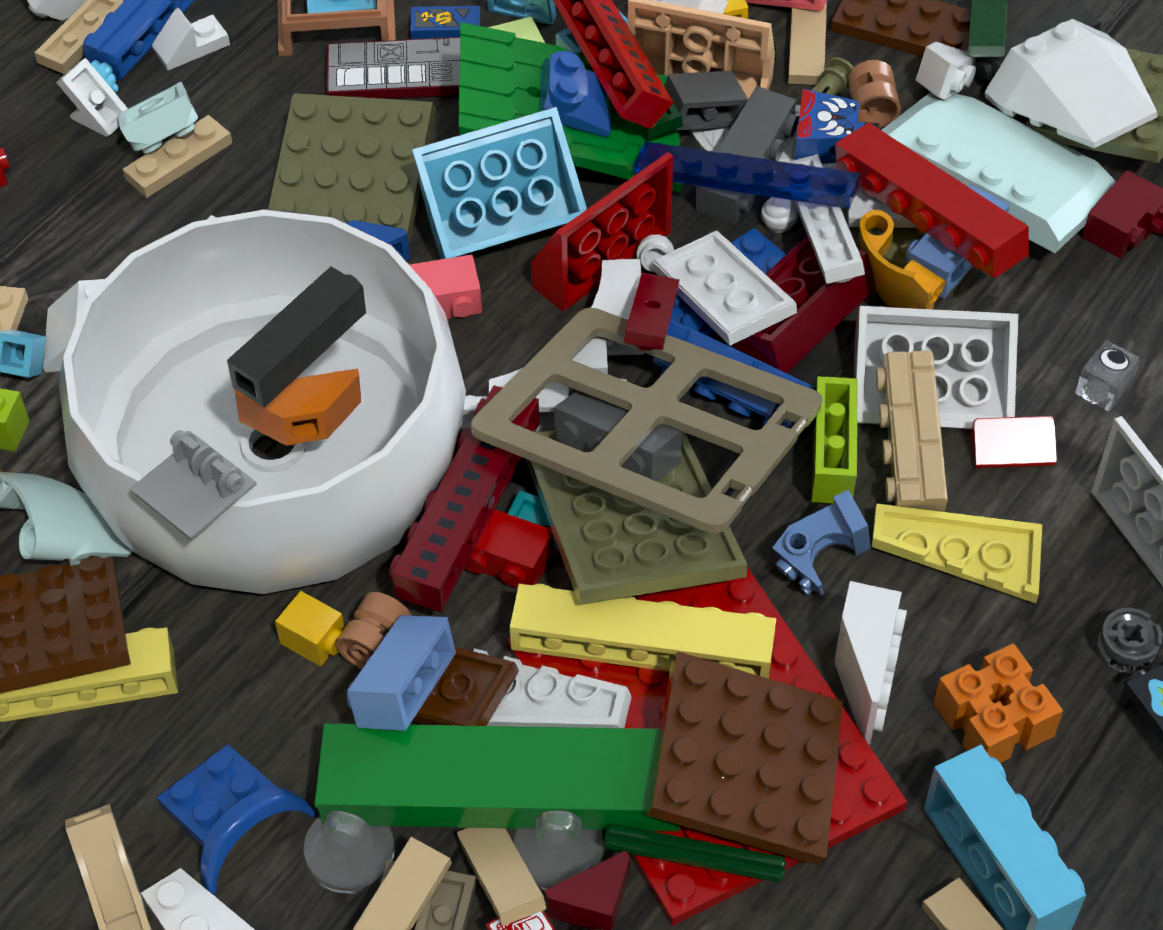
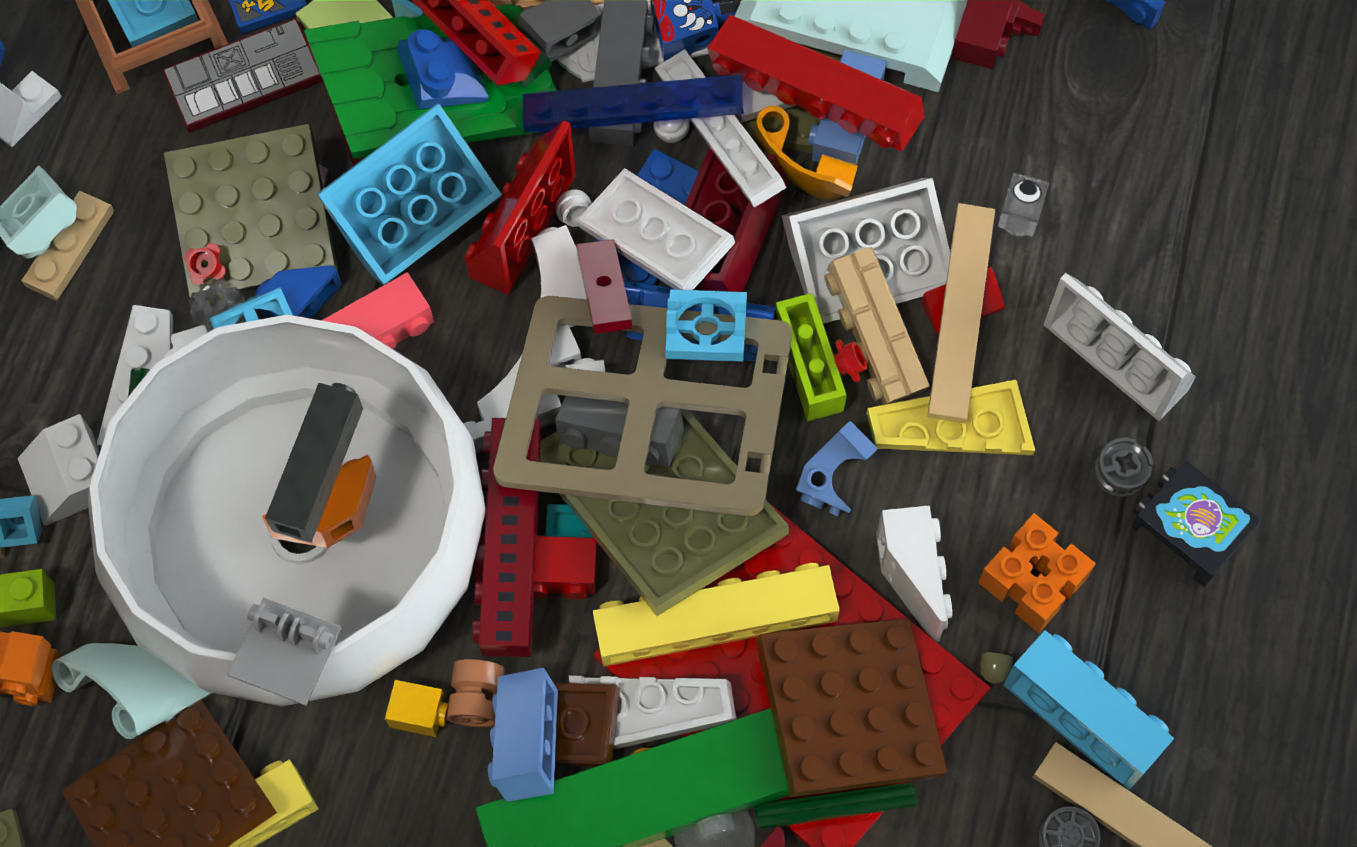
camera: 20 degrees left, 15 degrees up
(282, 186) = (194, 261): none -> plate
(748, 390) = (728, 350): none -> medium azure piece
(873, 447) = (850, 359): none -> red plate
(917, 782) = (995, 666): none -> olive hinge
(1004, 446) = (961, 313): none -> tan tile

